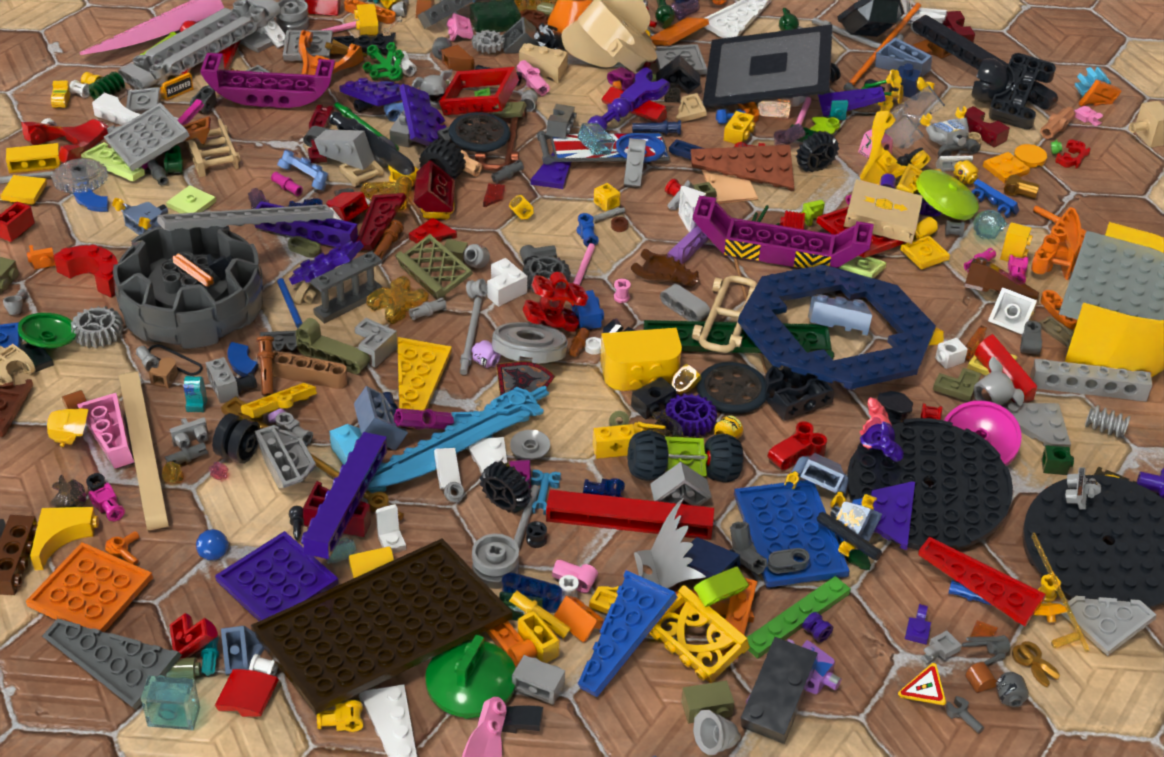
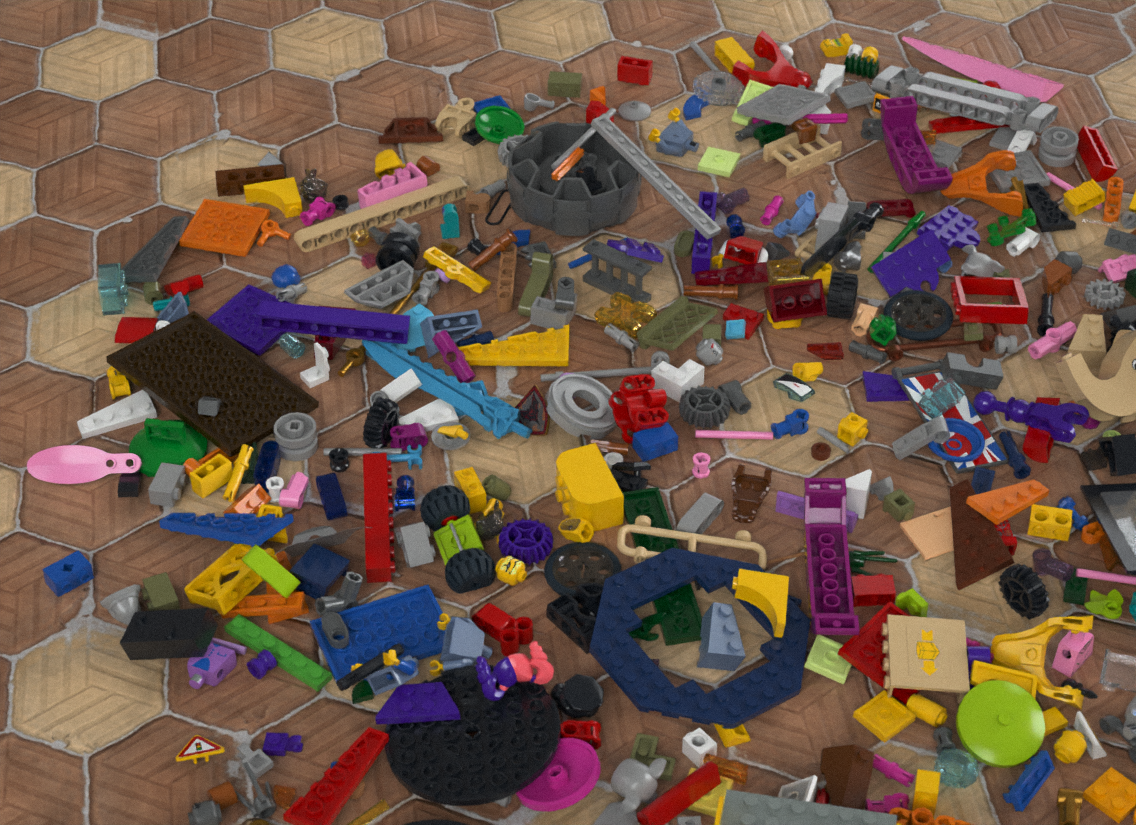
camera: 80 degrees right, 0 degrees up
(23, 189) = (687, 65): yellow tile -> none
(68, 239) = (634, 111): none -> light grey dish
(140, 233) = (580, 141): none -> light grey bar
(222, 379) = (479, 228): light grey brick -> none
(249, 538) = (291, 292): none -> light grey pin
(369, 560) = (285, 366): yellow slope -> none
(375, 321) = (565, 294): none -> dark grey piece
(434, 621) = (209, 406): none -> dark grey slope
(447, 233) = (735, 329): none -> medium azure tile
(494, 151) = (883, 329): none -> green brick
(531, 437) = (453, 431): none -> yellow bar
(536, 219) = (795, 387): none -> slope
(590, 546) = (331, 496): none -> clear blue beam
(652, 397) = (543, 508): black brick -> none
(673, 187) = (902, 481): red bush -> none
(691, 108) = (1070, 477): tan wing -> none
(725, 134) = (1007, 501): none -> orange wing
(813, 270) = (767, 593): none -> yellow arch
(962, 712) = (178, 784): dark grey bar -> none

